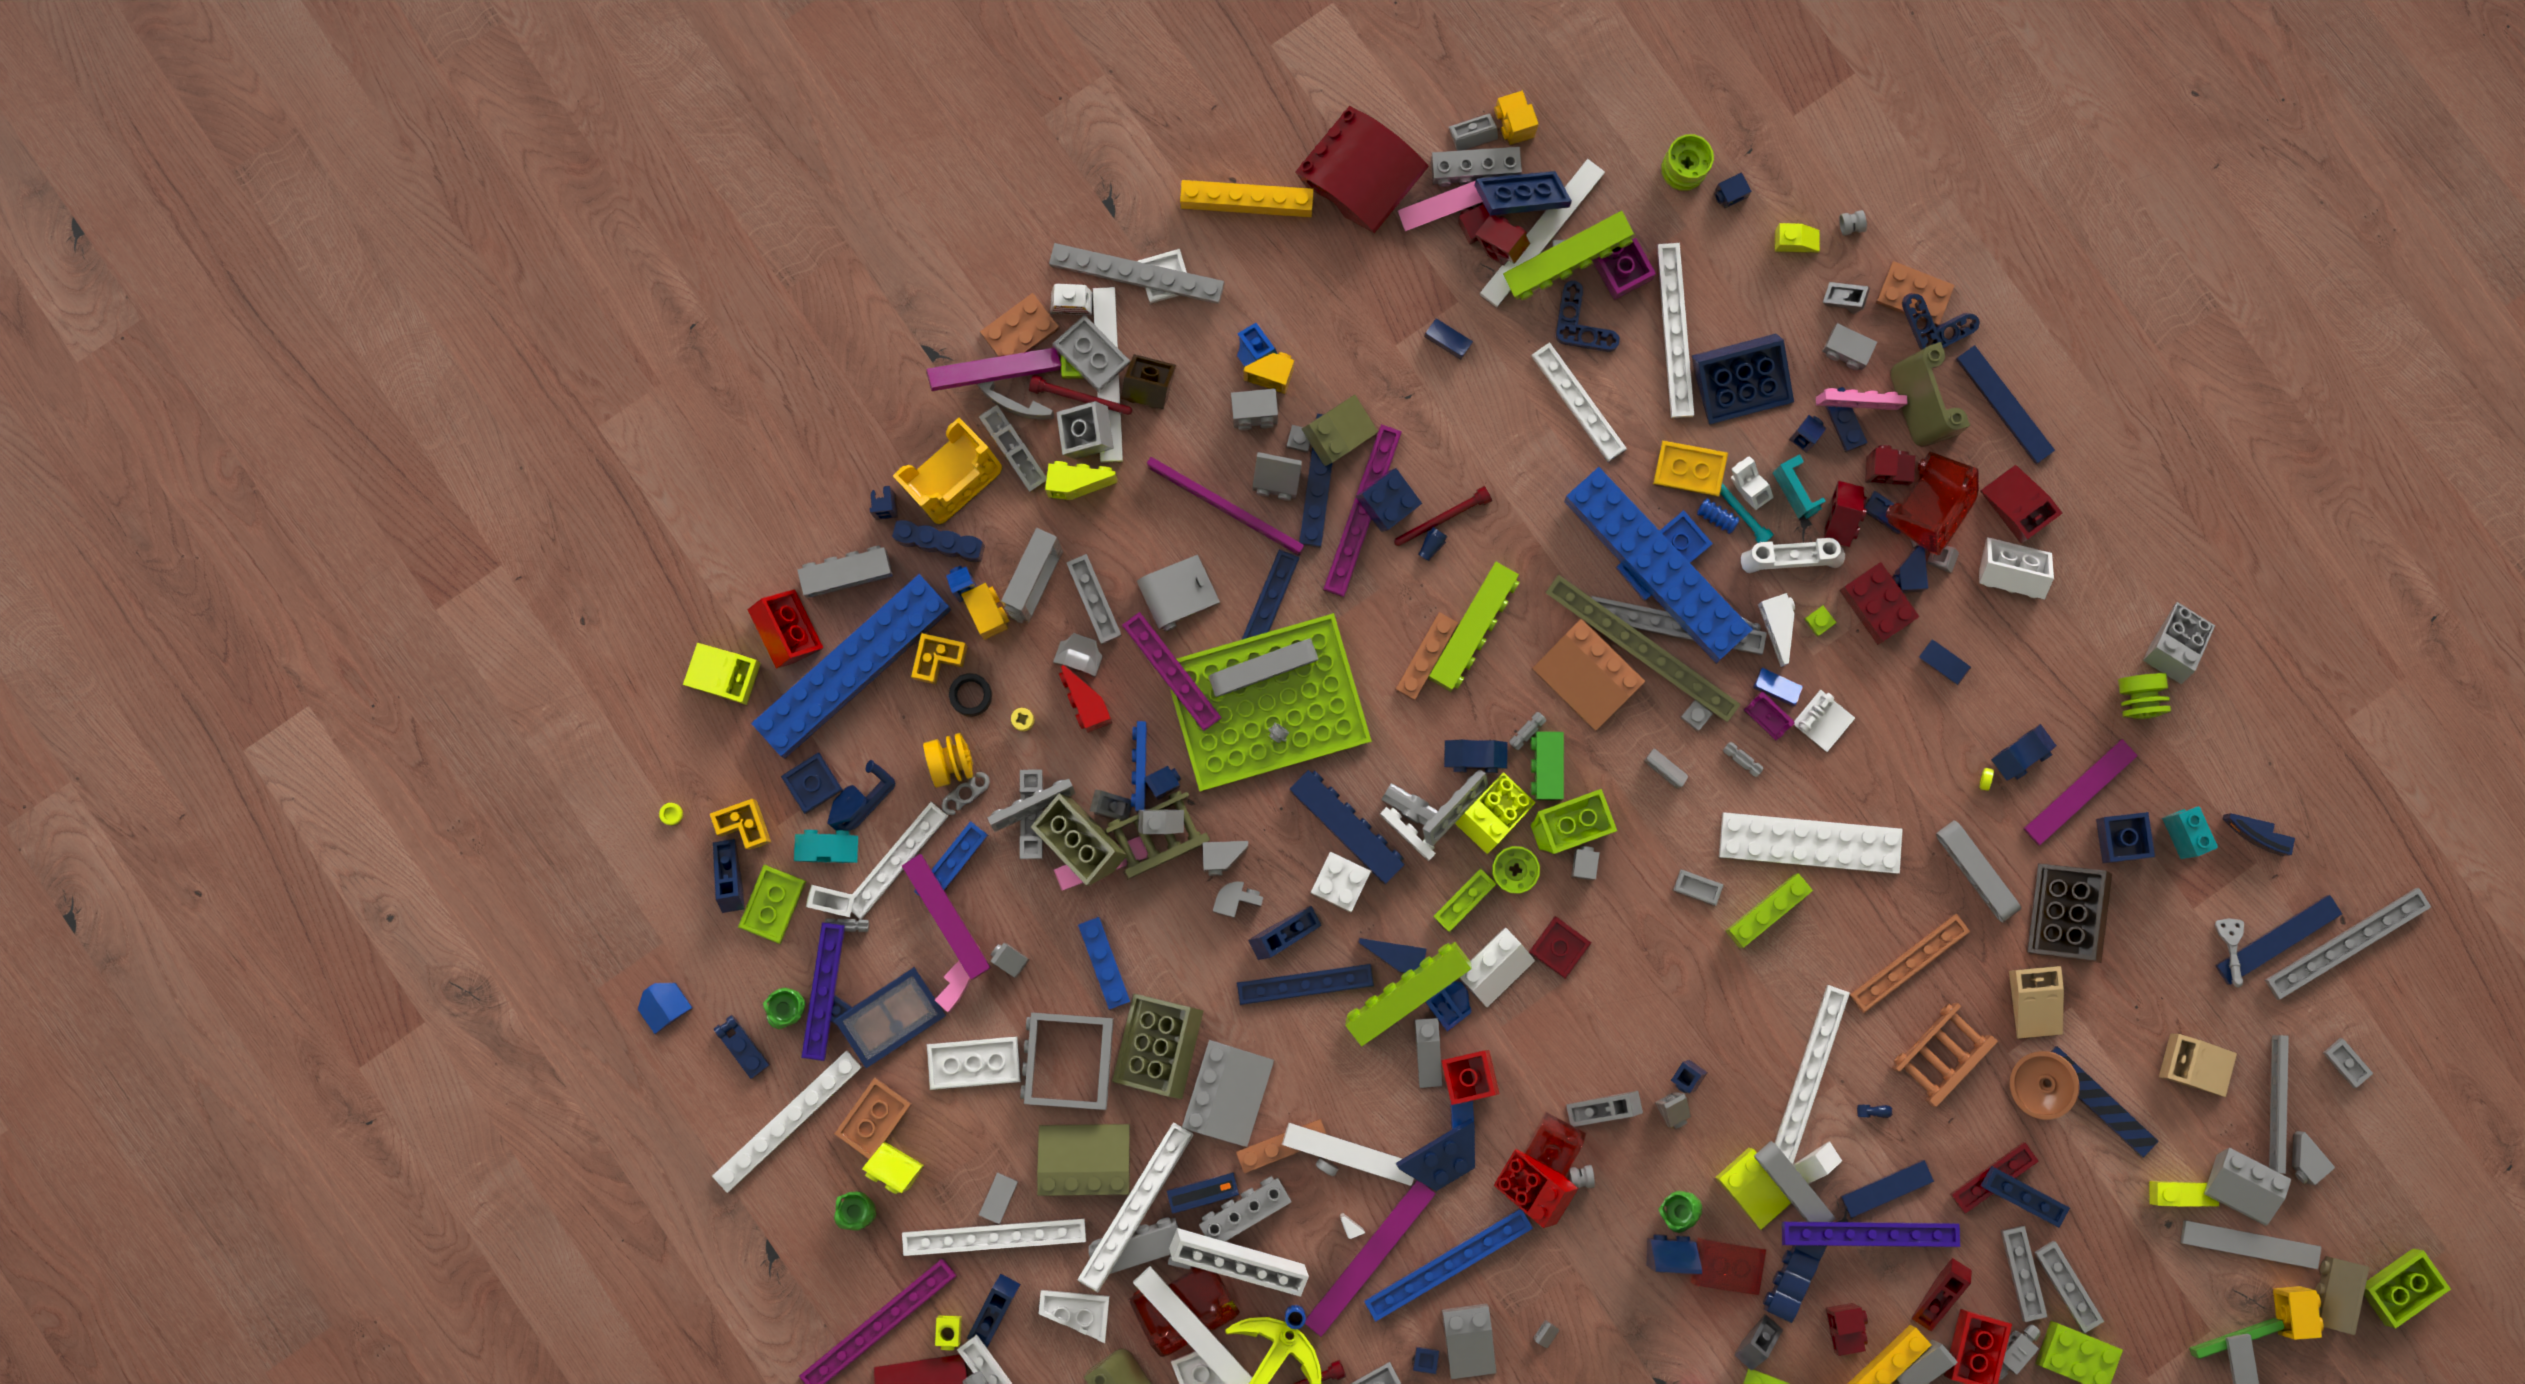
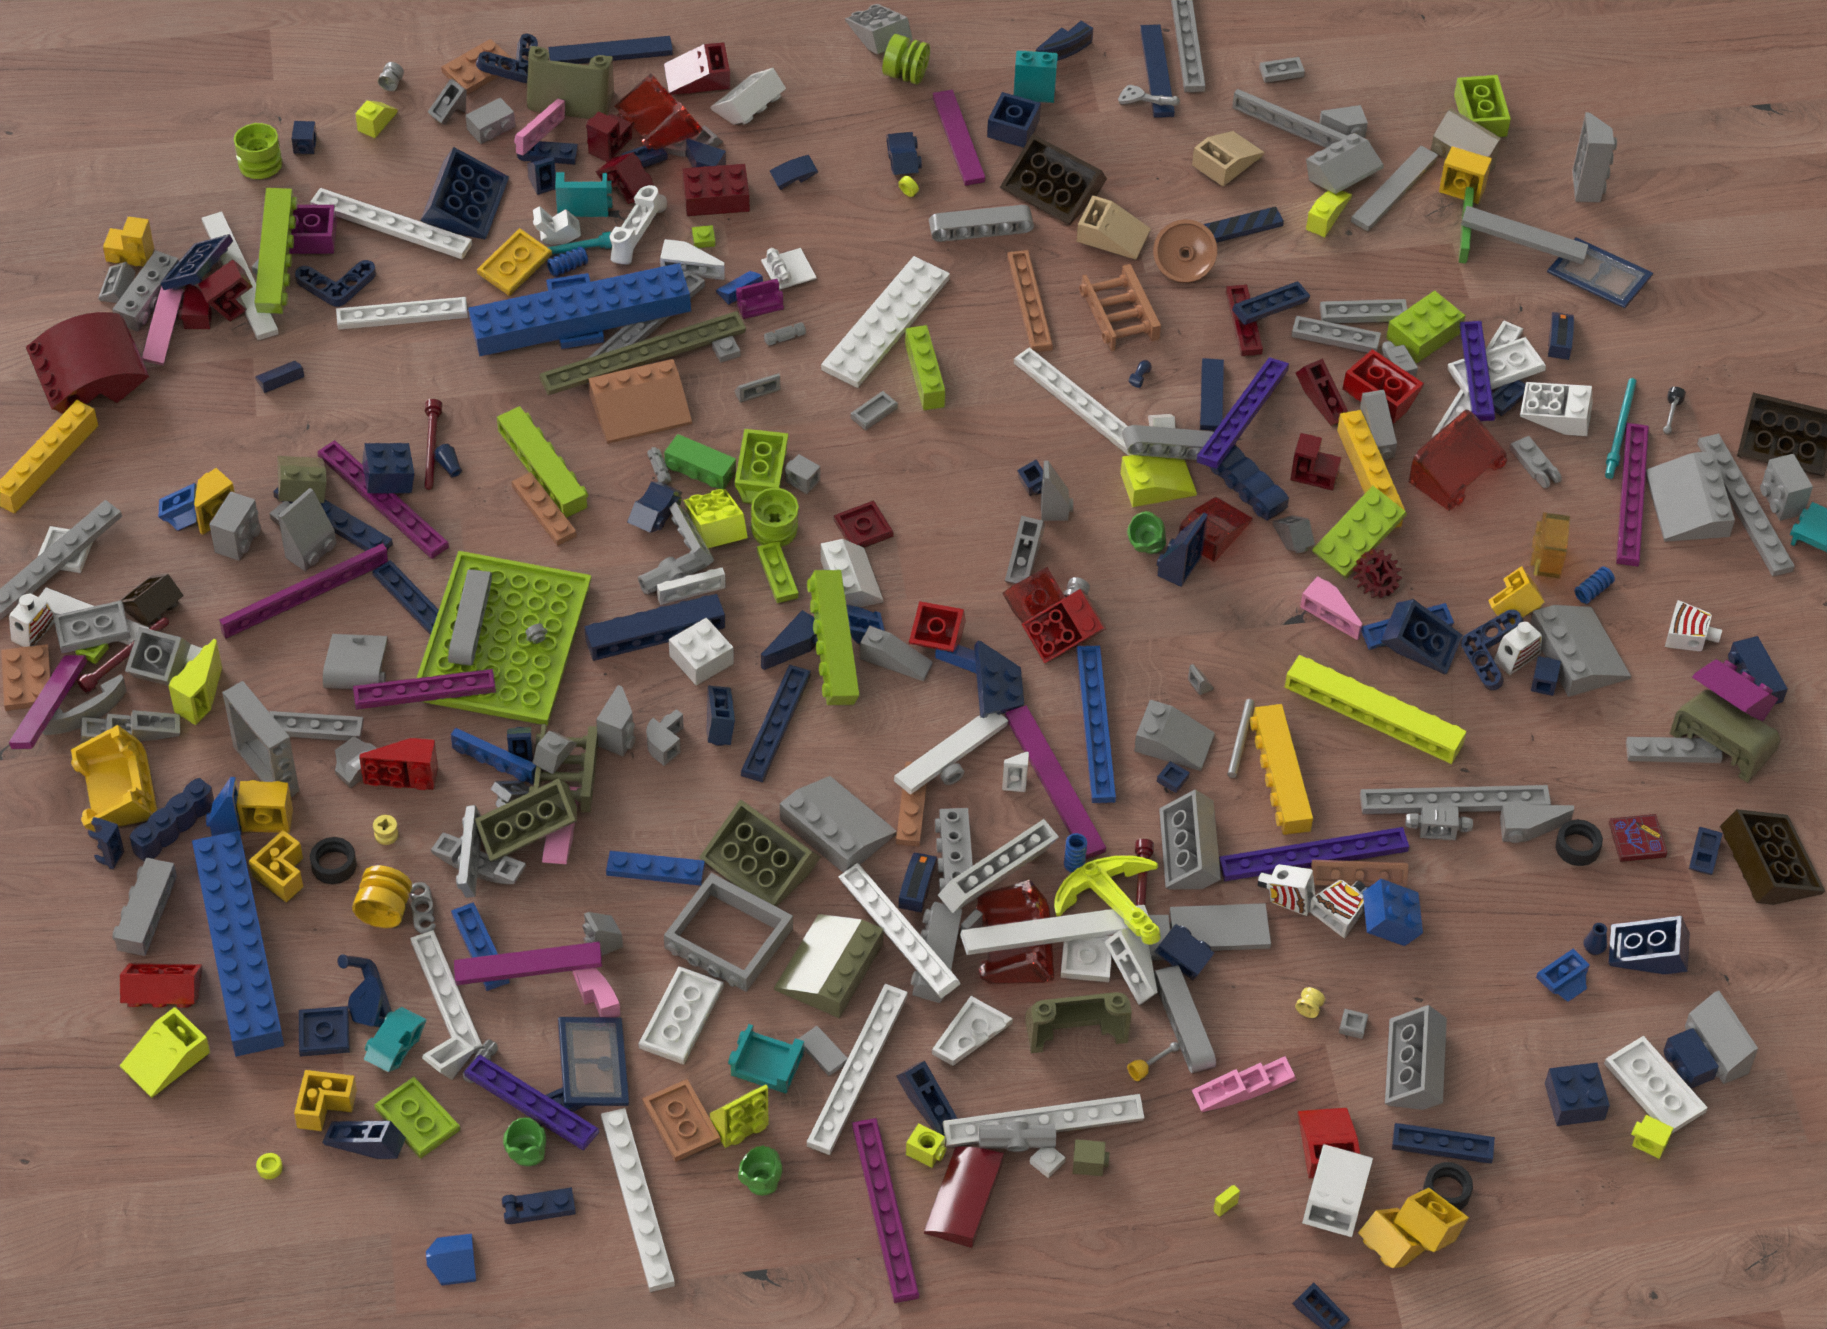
camera: 65 degrees left, 30 degrees down
(965, 1157) = (766, 1060): none -> teal panel

